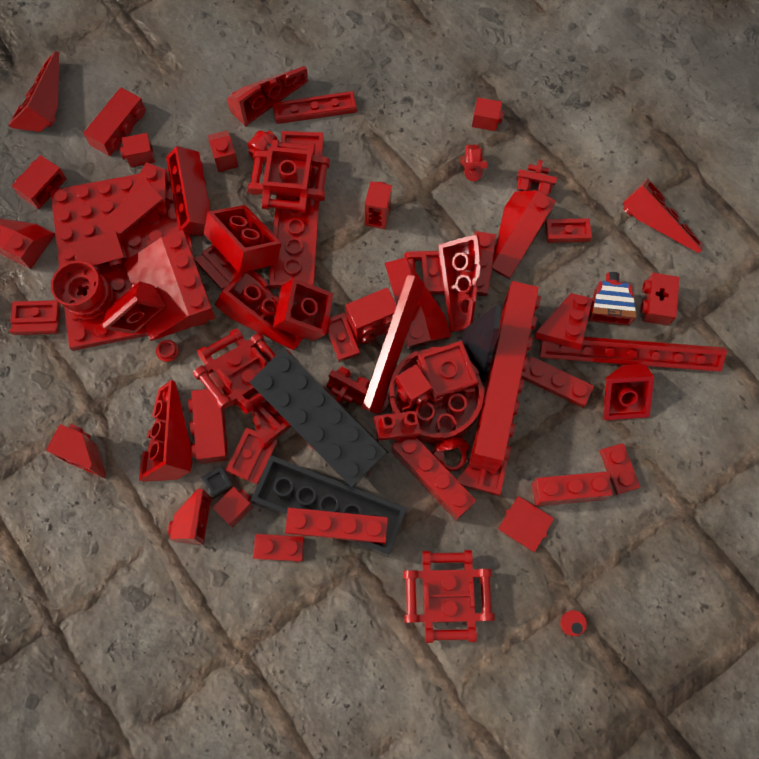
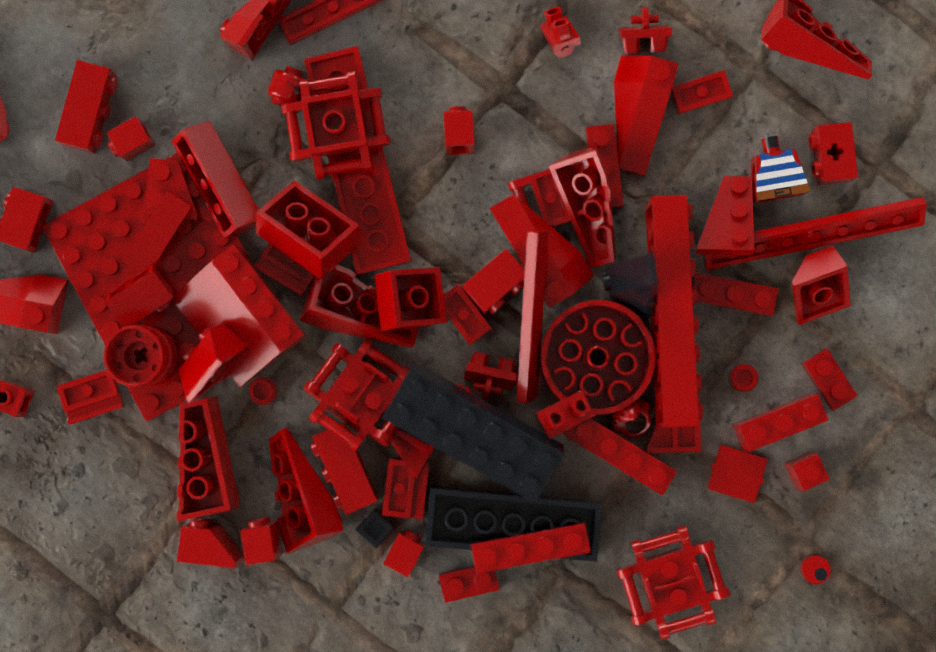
camera: 10 degrees left, 15 degrees up
(101, 387) = (204, 462): none -> red wedge
(121, 460) = (261, 541): none -> red brick
(191, 519) = (363, 587): red slope -> none
(223, 151) = (236, 105): red slope -> none
(413, 386) = (571, 364): red brick -> none
(448, 369) = (605, 328): red tile -> none
(549, 448) = (743, 377): none -> red tile
(584, 535) = (807, 471): none -> red brick

